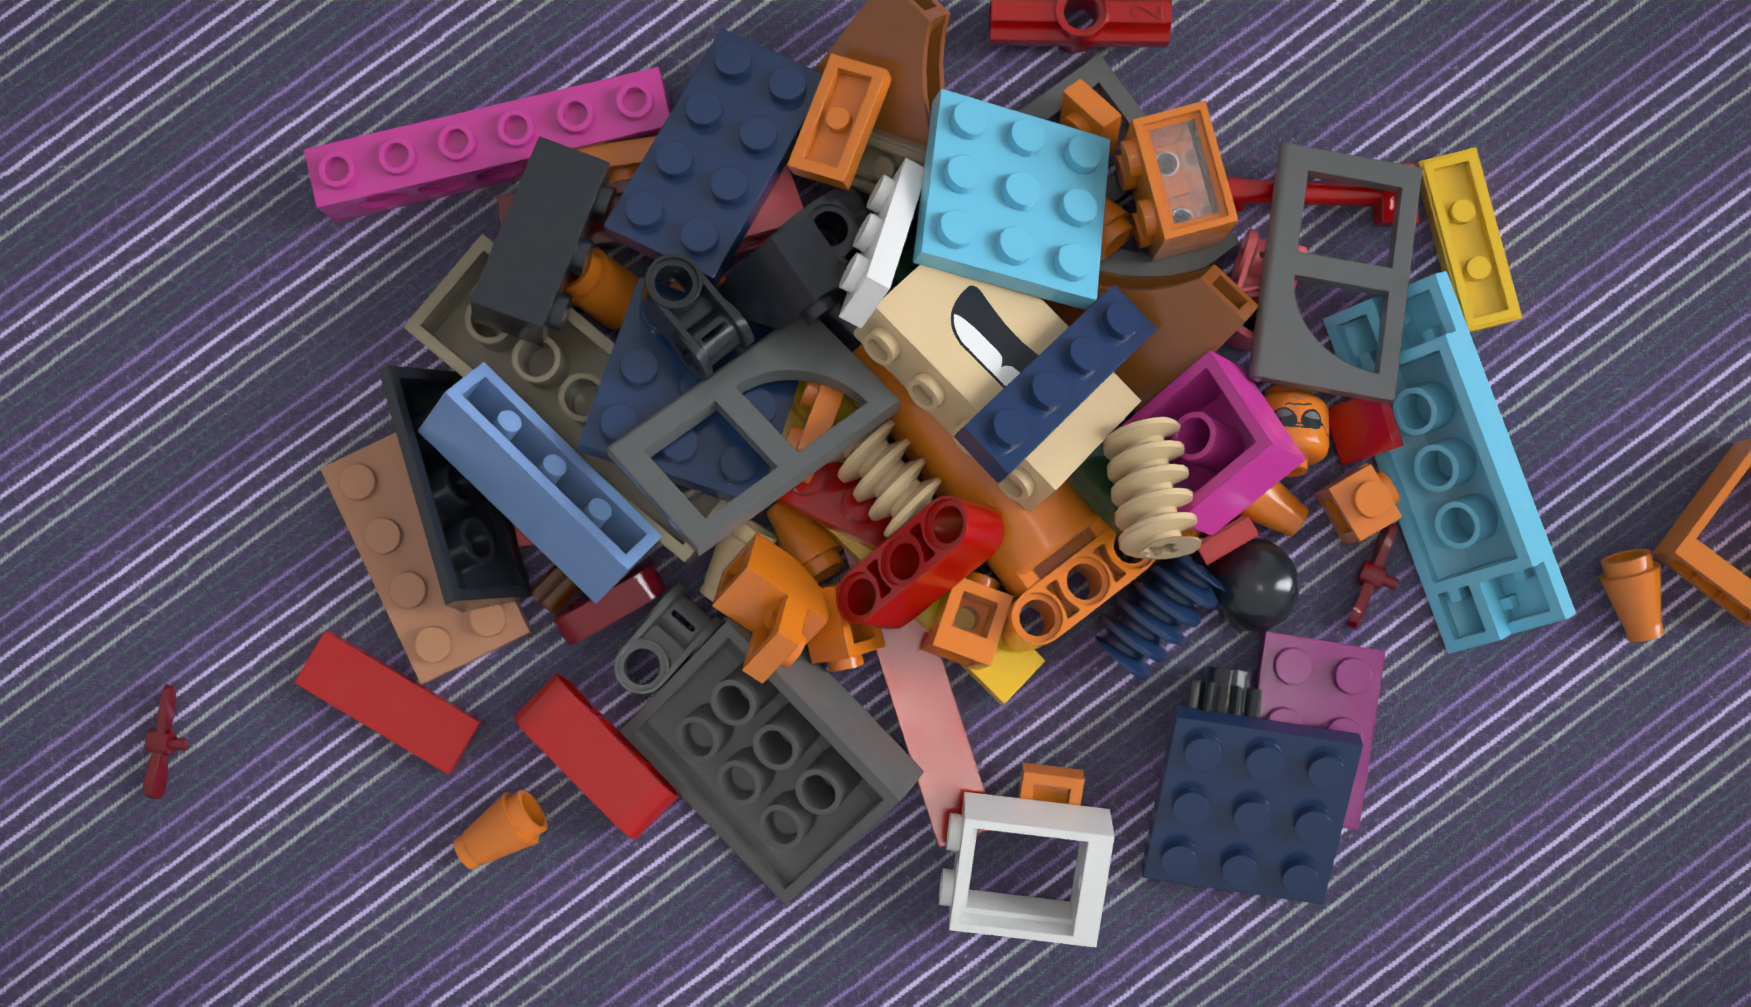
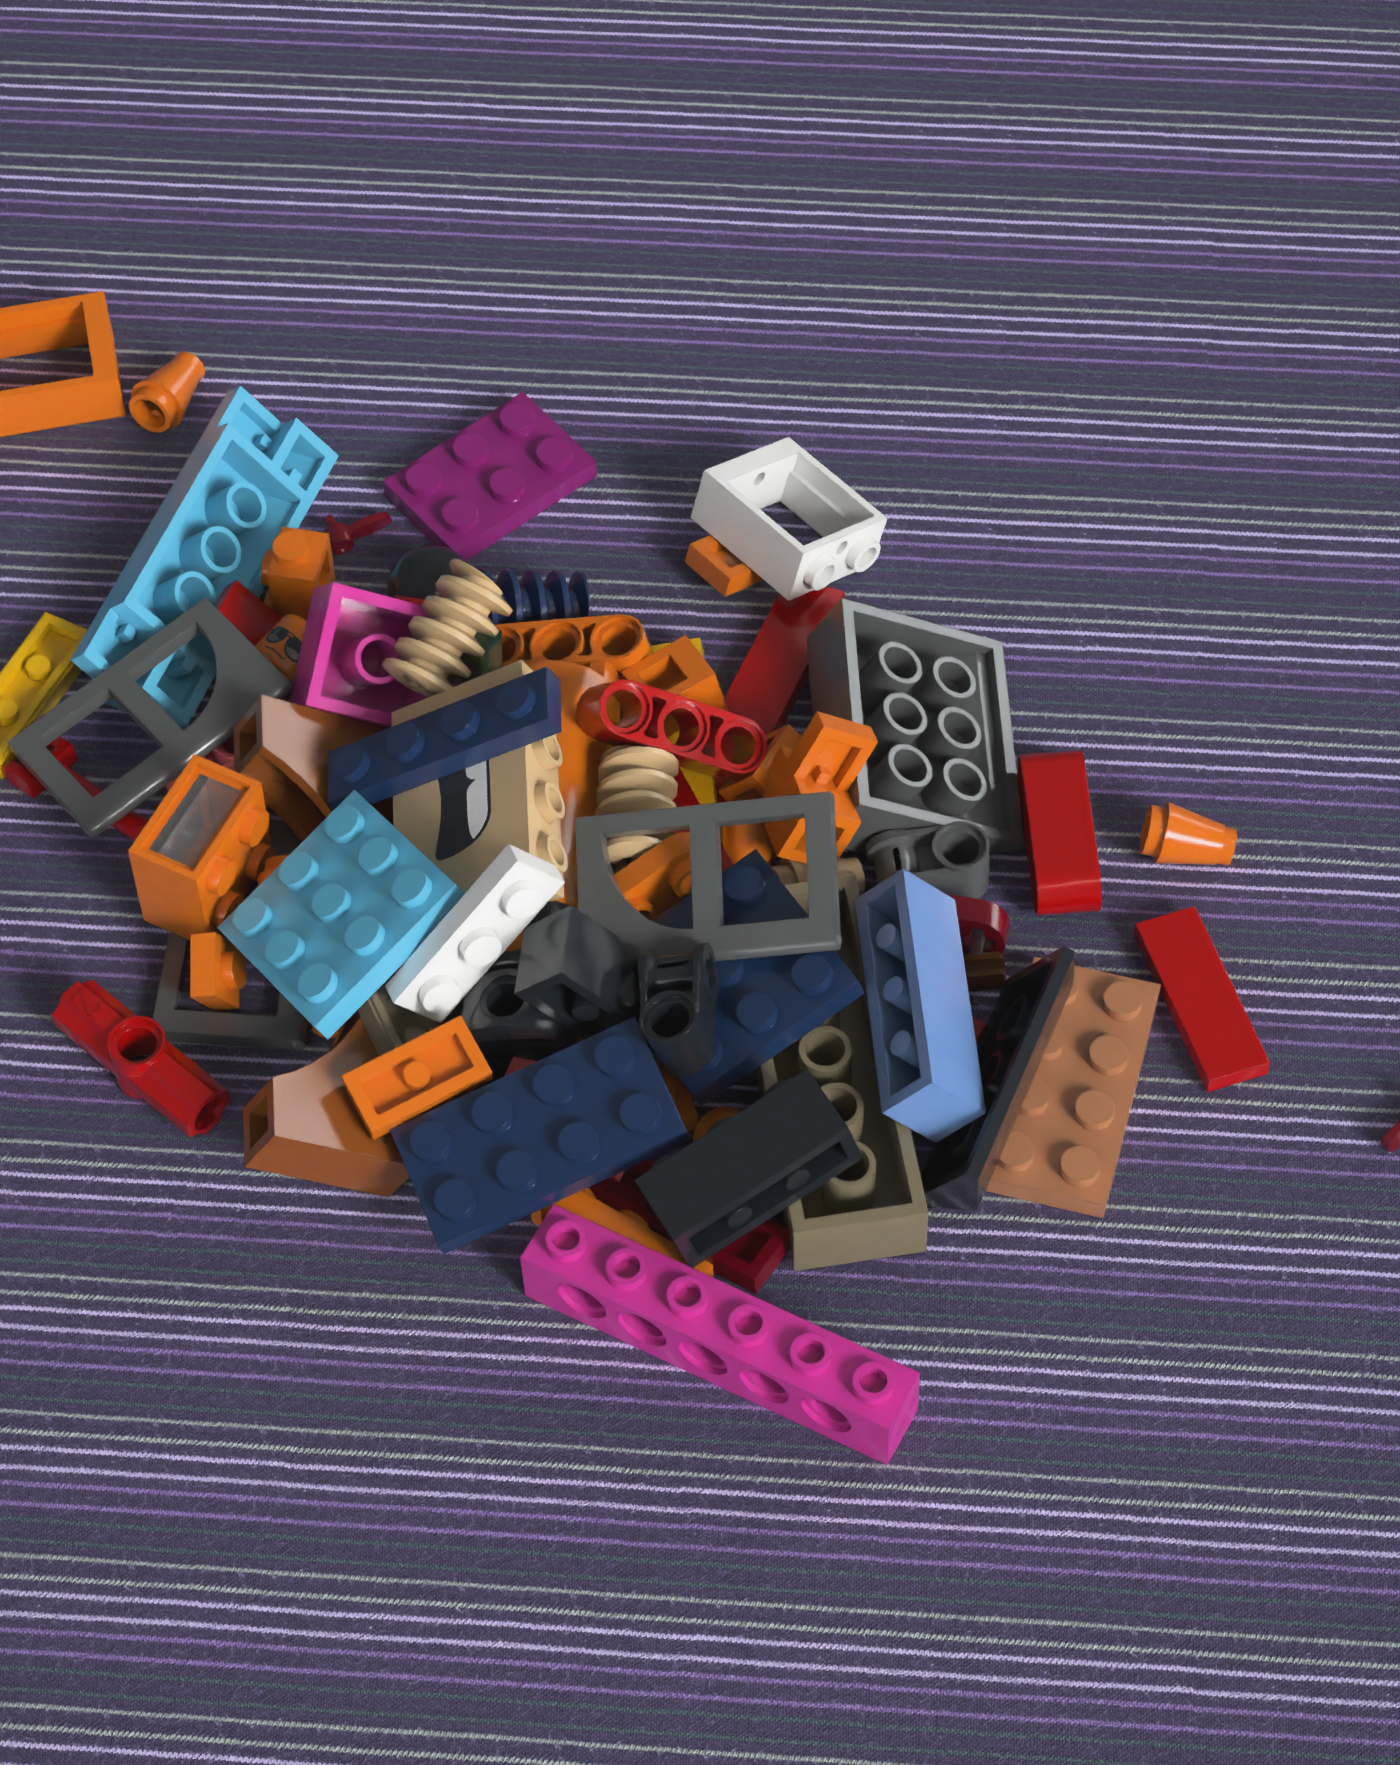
camera: 140 degrees left, 30 degrees down
(1225, 692) = (532, 526): black gear -> none
(1250, 805) = (584, 447): dark blue plate -> none

